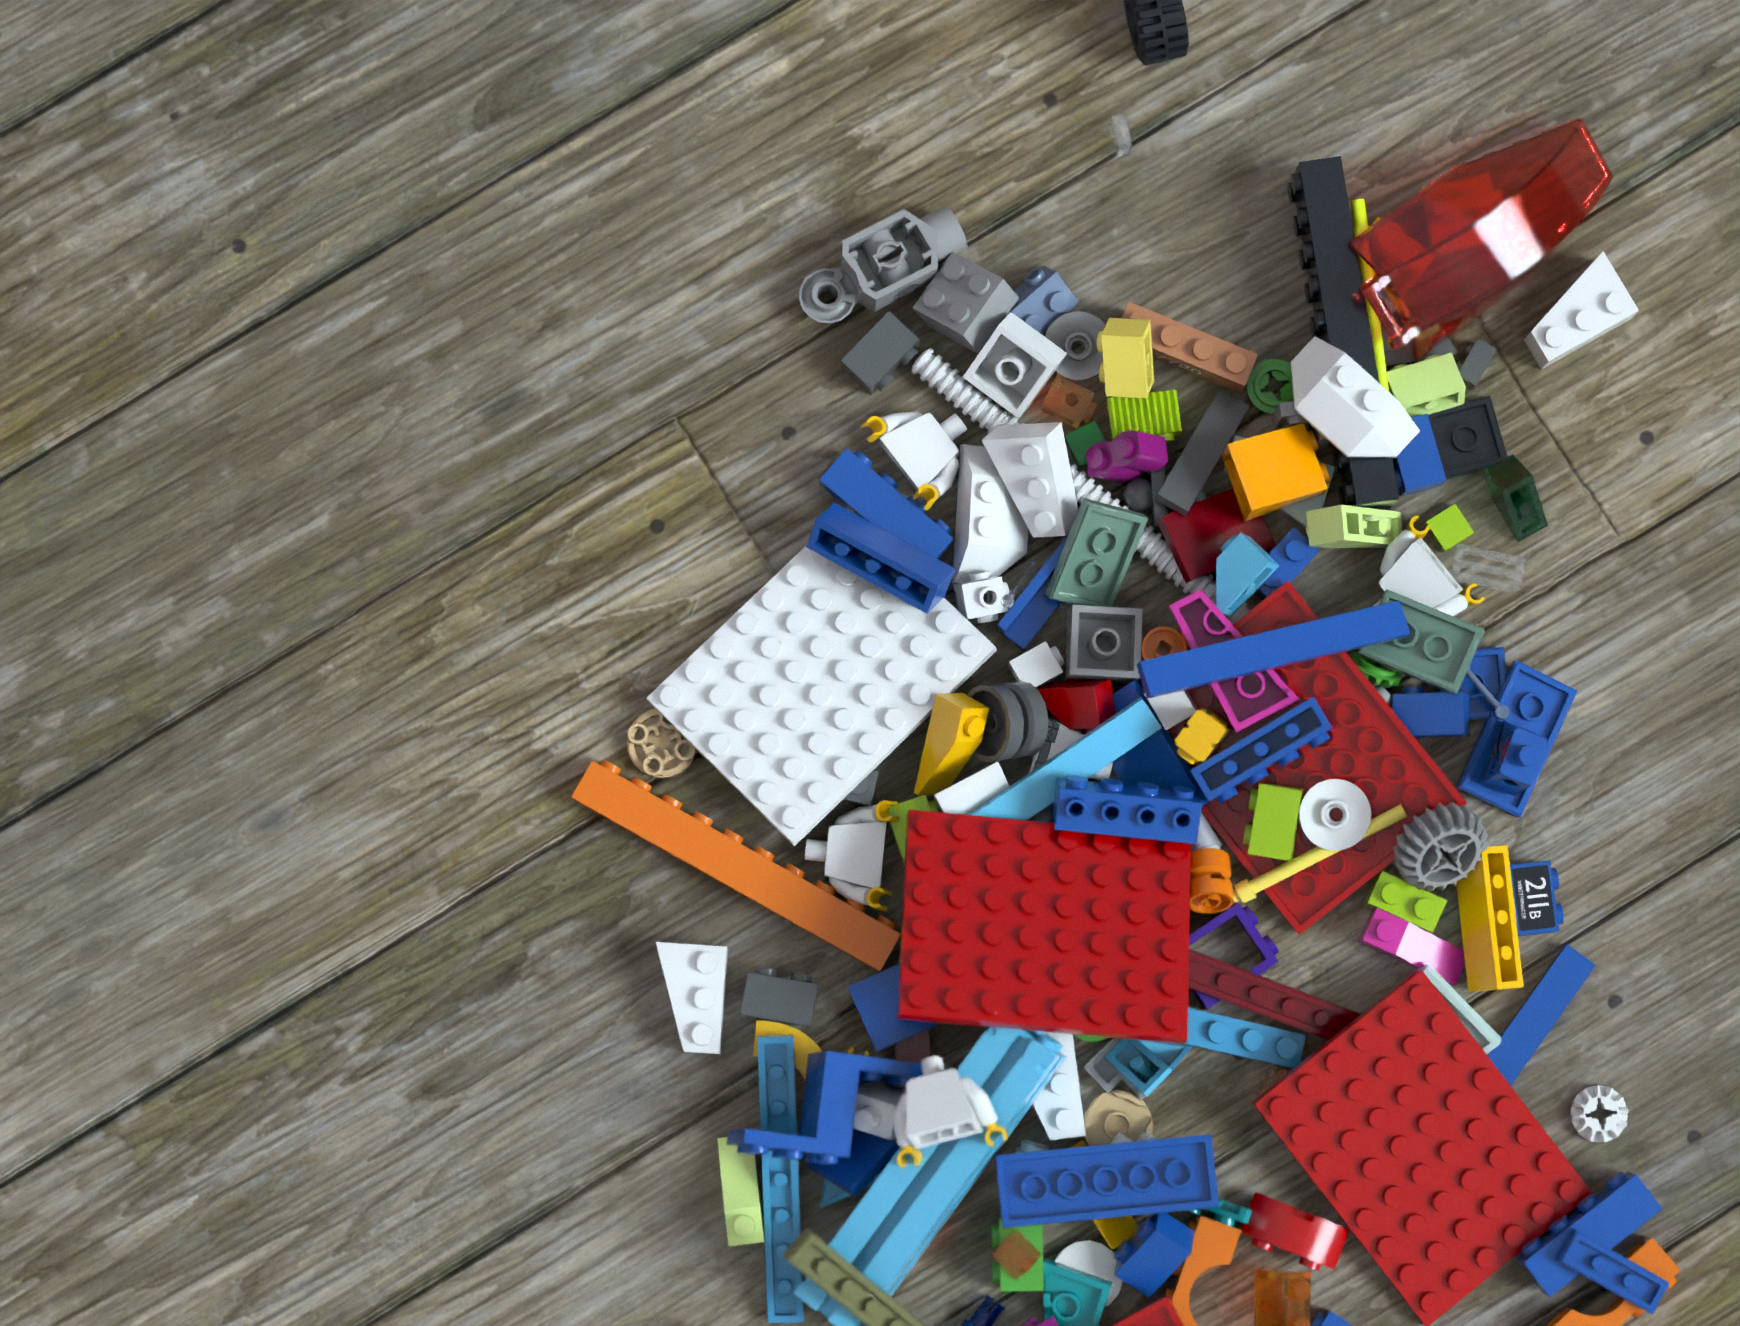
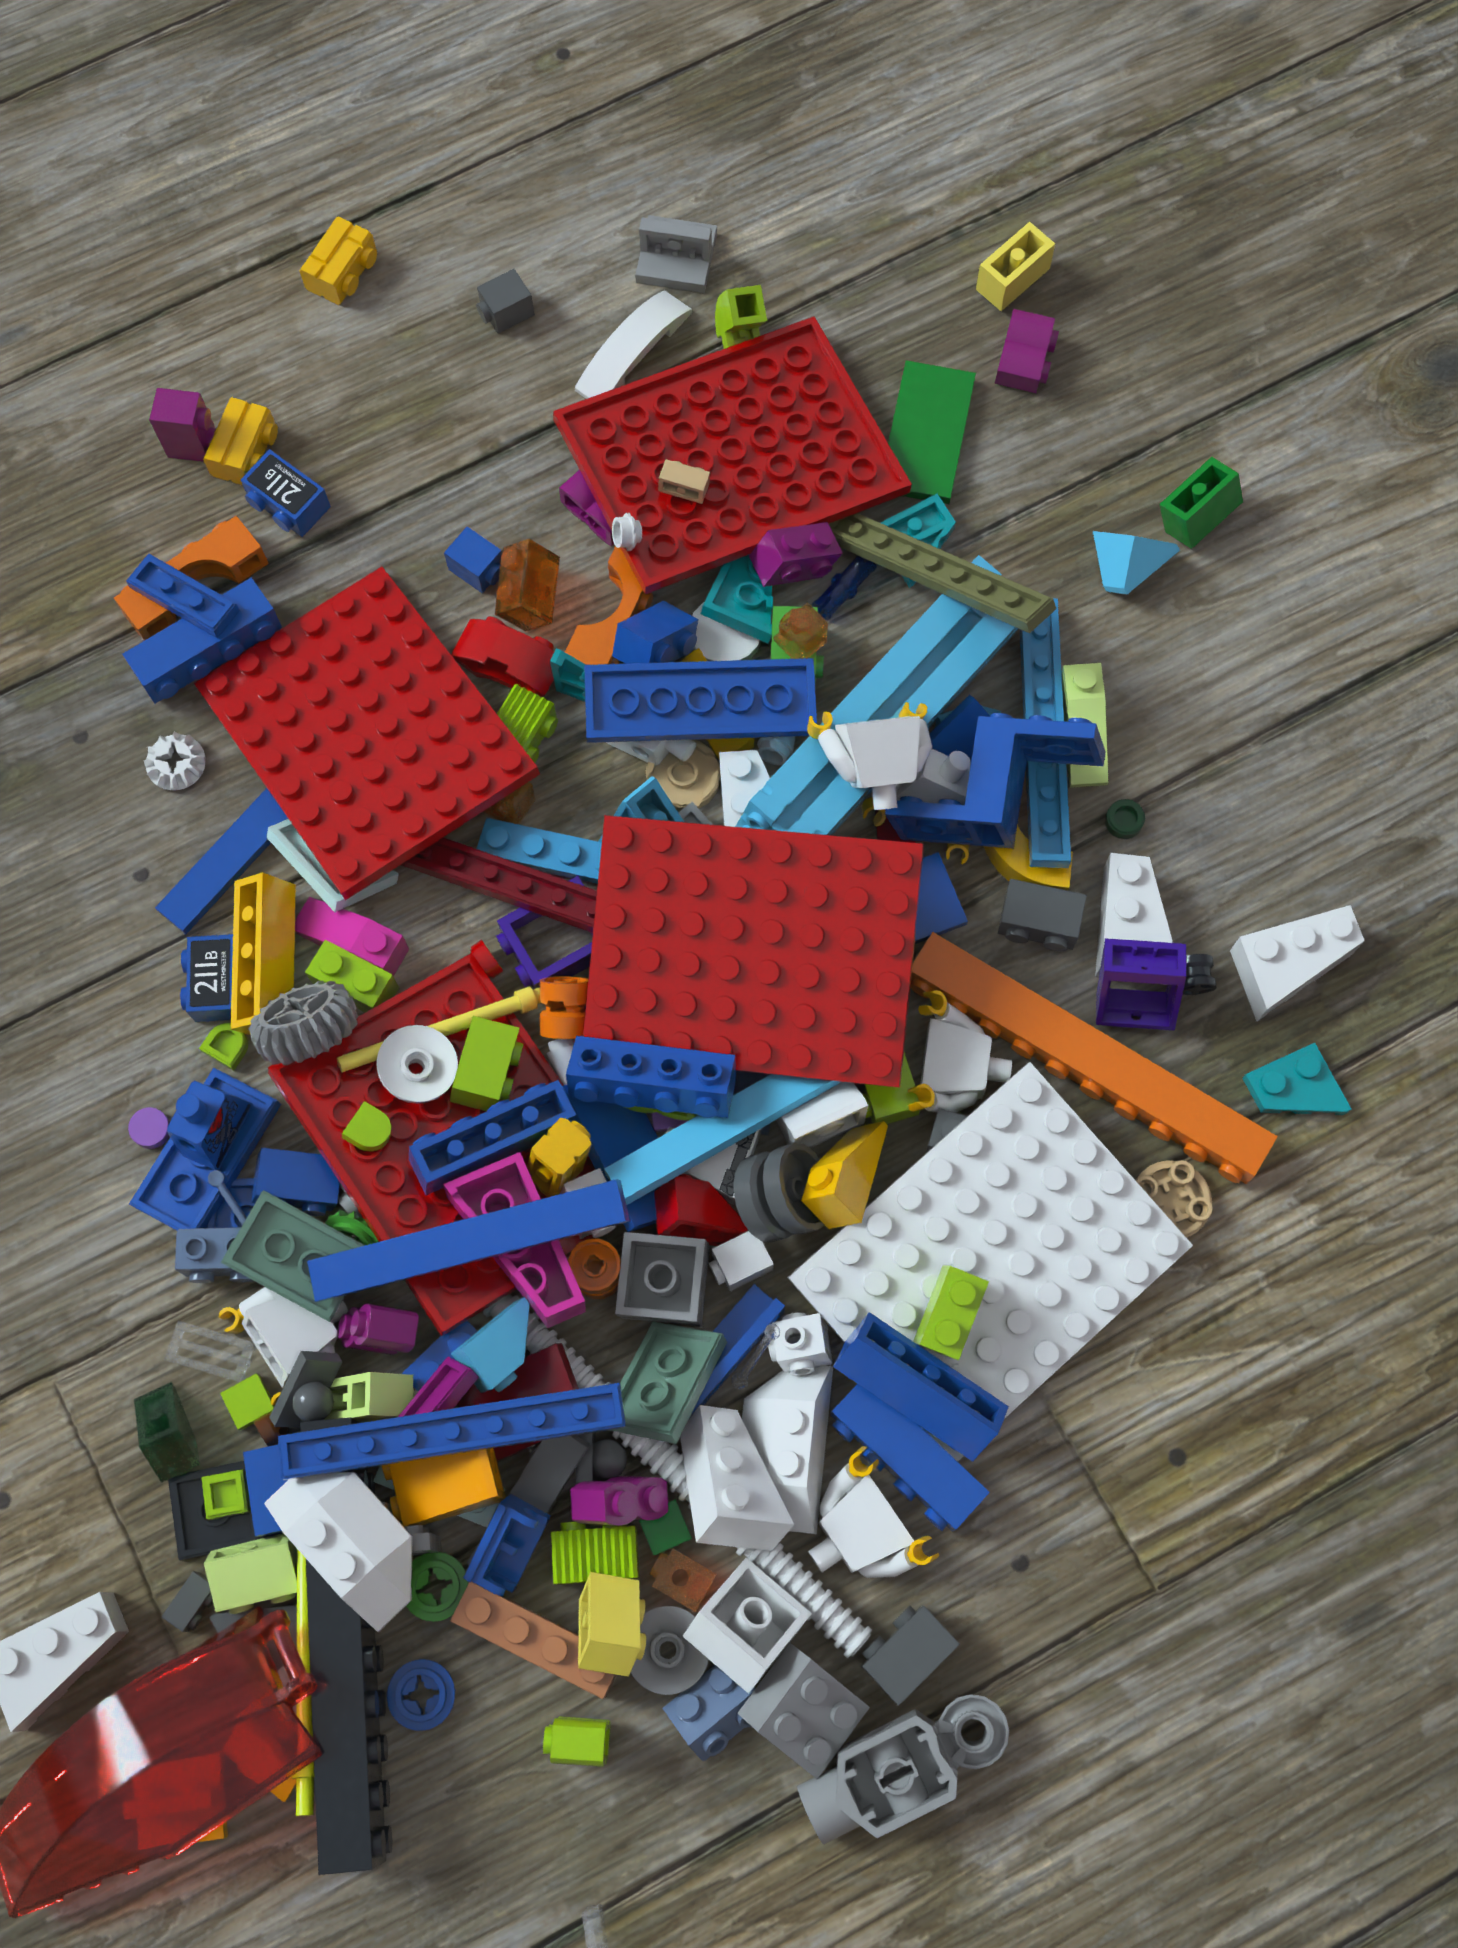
camera: 175 degrees left, 10 degrees down
(548, 853) = (1297, 1084): none -> teal wing
(549, 969) = (1292, 955): none -> white wedge
(639, 949) = (1199, 974): none -> black wheel
(693, 931) = (1140, 963): none -> dark purple window
(701, 1102) = (1125, 819): none -> dark green tile
(857, 620) = (951, 1312): none -> lime brick
(1145, 270) = (578, 1741): none -> lime brick
(1216, 416) = (507, 1546): none -> blue hinge
(1269, 491) = (451, 1431): none -> blue tile
(1272, 1166) = (528, 718): none -> lime brick
(1284, 930) = (486, 959): none -> red tile
(1285, 289) = (406, 1681): none -> blue gear
(1287, 523) = (442, 1389): none -> magenta tile
(1343, 586) = (378, 1329): none -> magenta brick
(1371, 753) = (368, 1128): none -> lime tile
(1397, 530) = (307, 1390): none -> dark grey tile
(1425, 505) = (268, 1431): none -> reddish brown hinge
(1457, 448) = (225, 1494): none -> lime tile
(1502, 647) = (201, 1253): none -> sand blue bracket
(1515, 837) = (225, 1045): none -> lime tile
(1569, 760) = (149, 1128): none -> medium lavender tile

